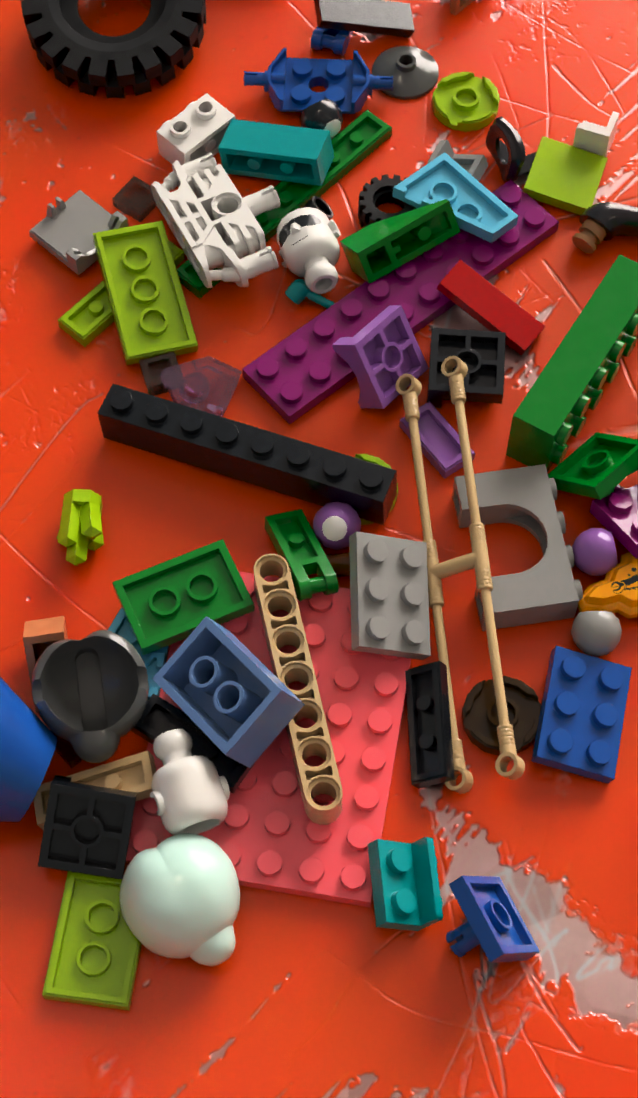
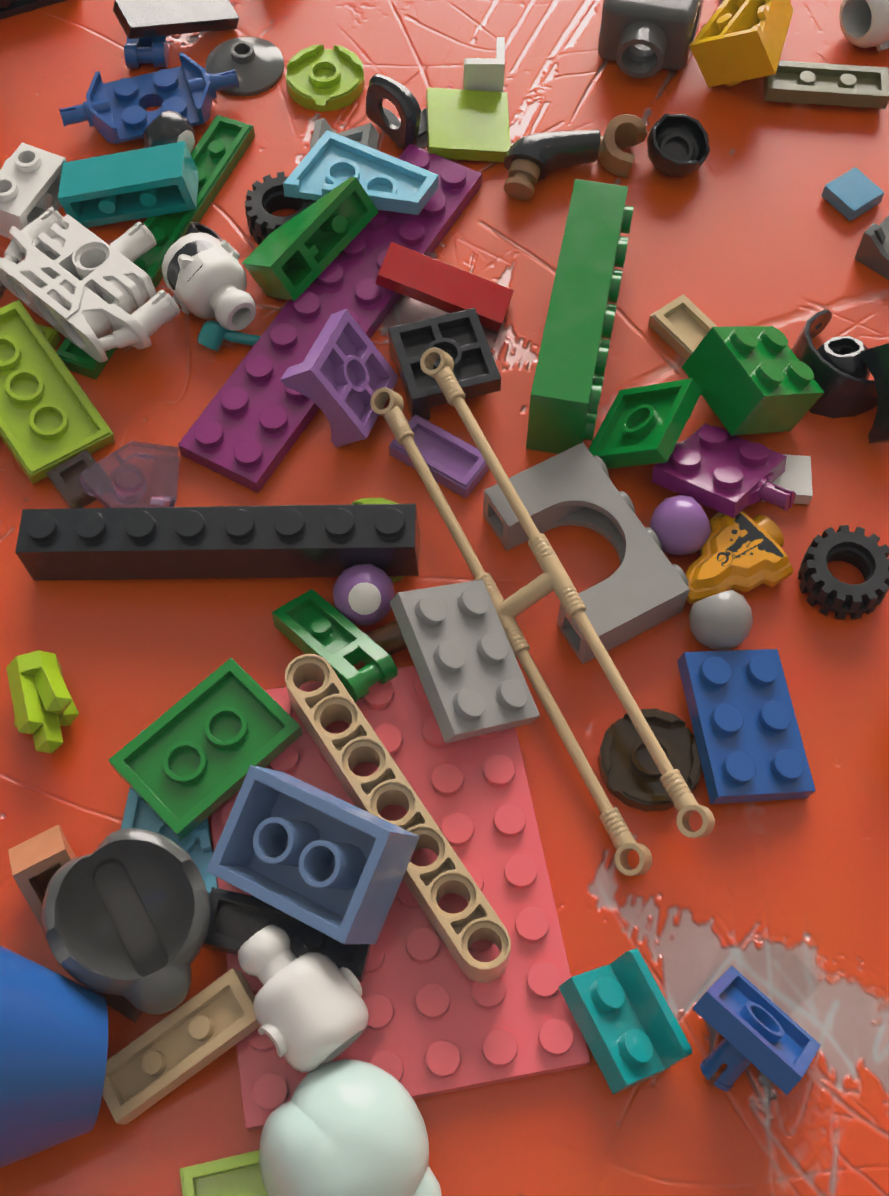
camera: 20 degrees left, 0 degrees up
(87, 828) = (186, 1106): black piece -> none
(429, 725) = (571, 803): black tile -> none

